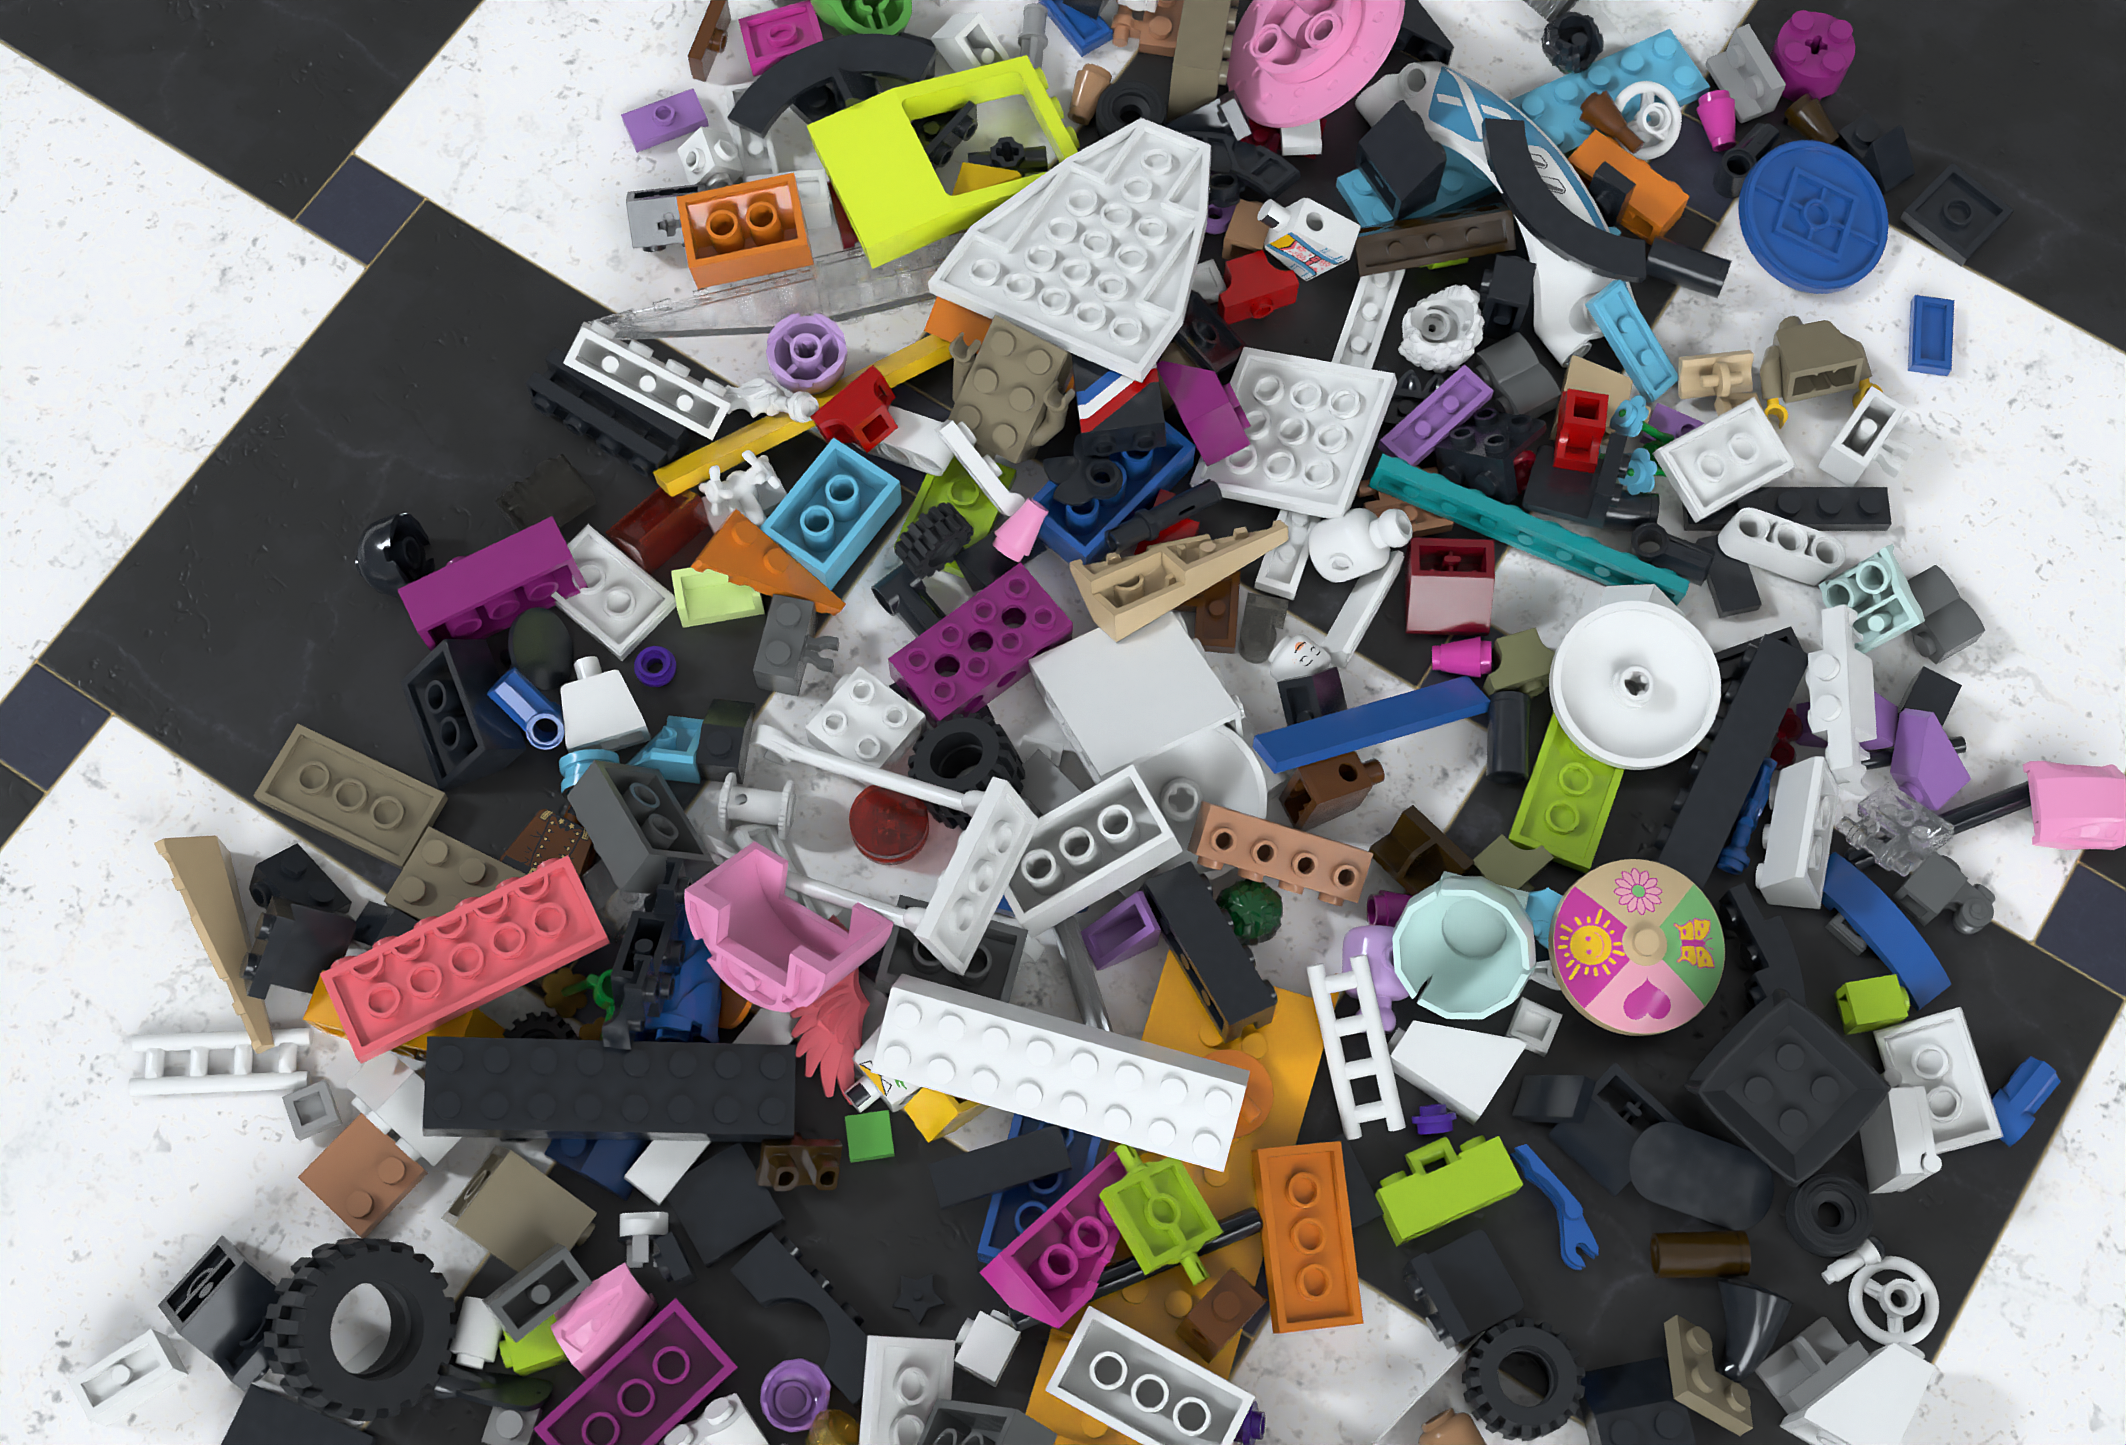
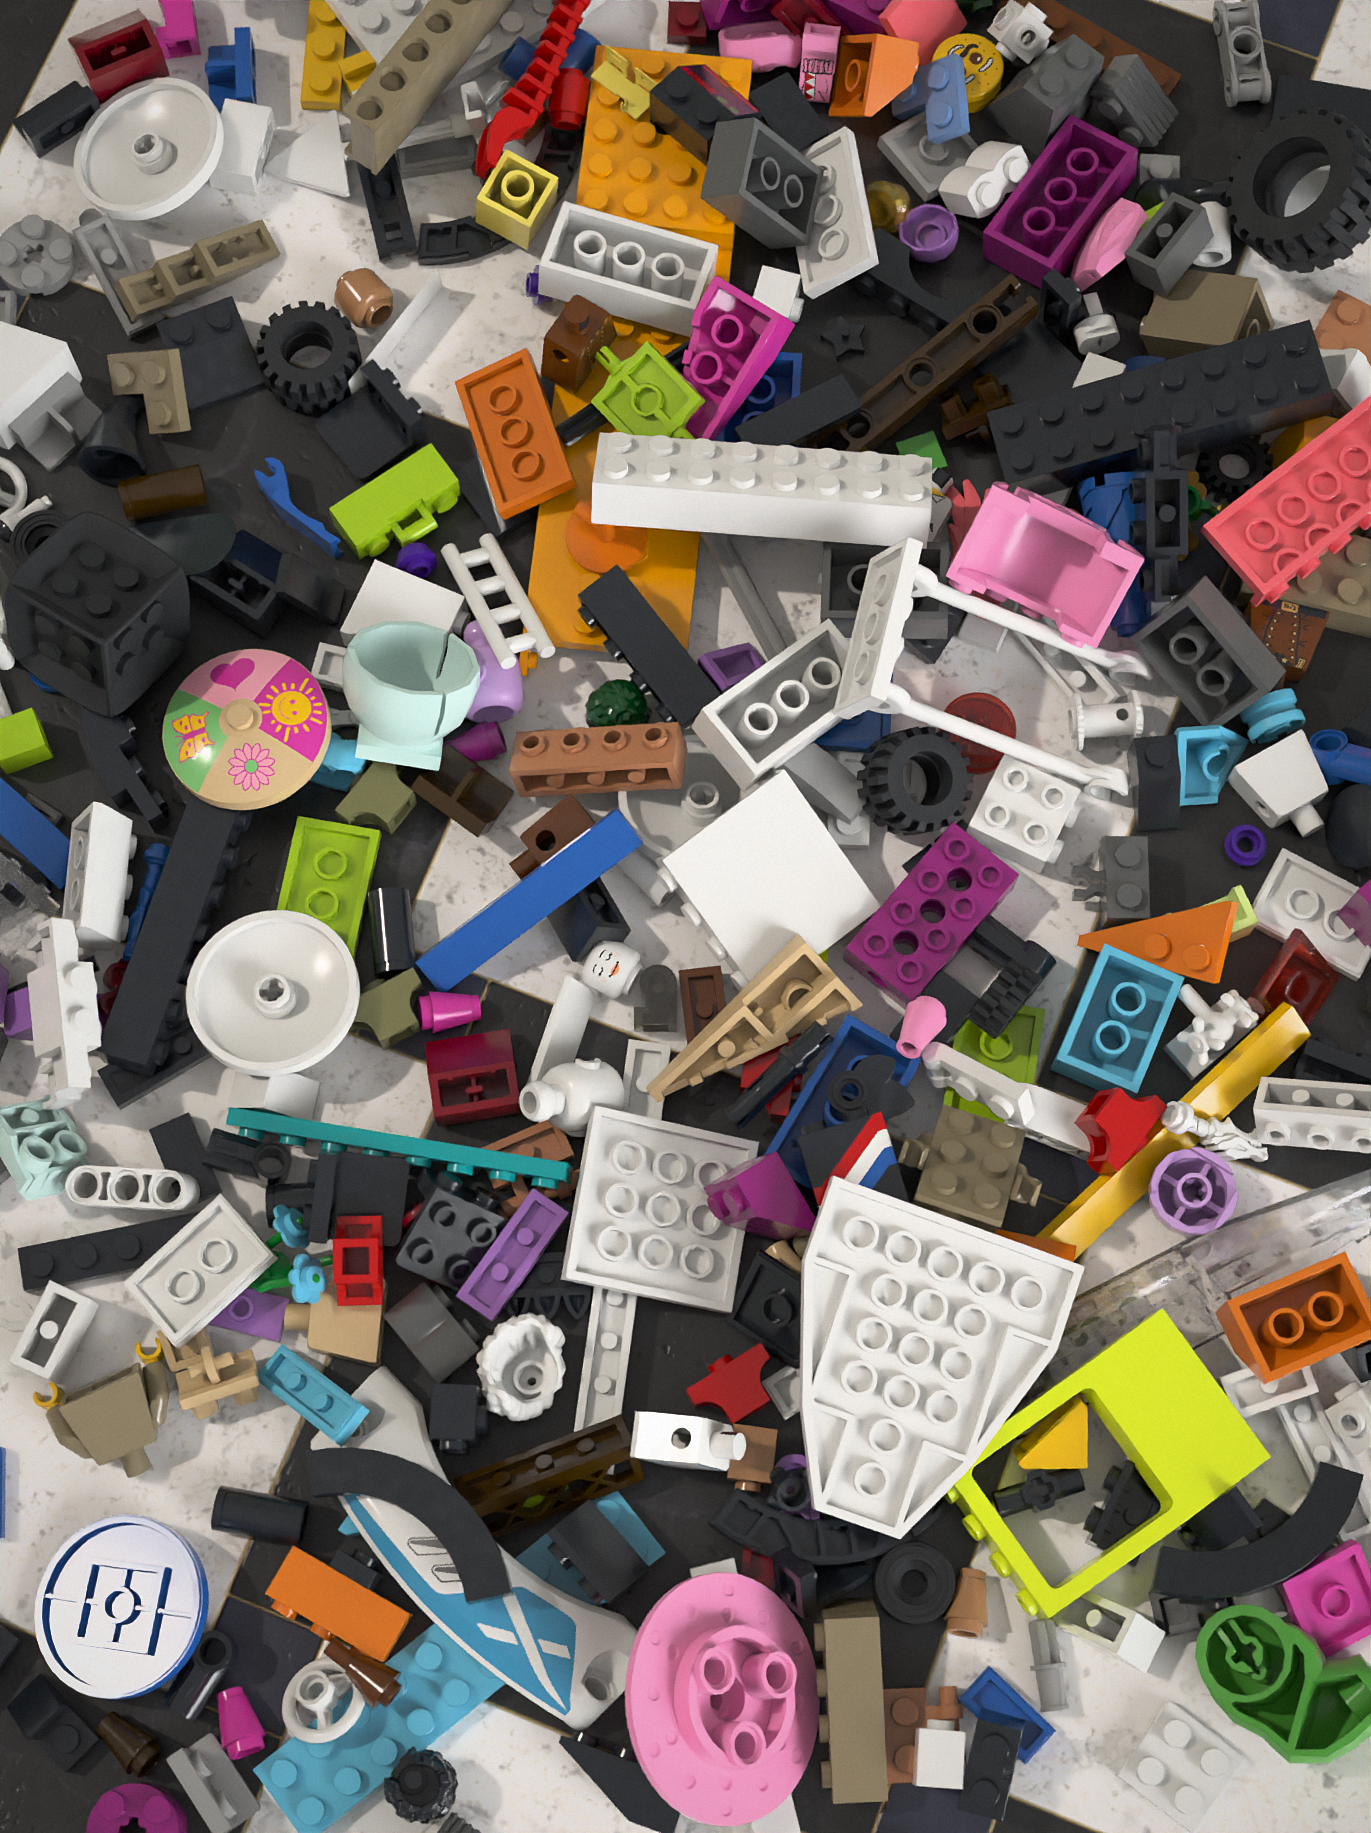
camera: 170 degrees right, 5 degrees up
(819, 1215) = (945, 357): none -> dark brown piece

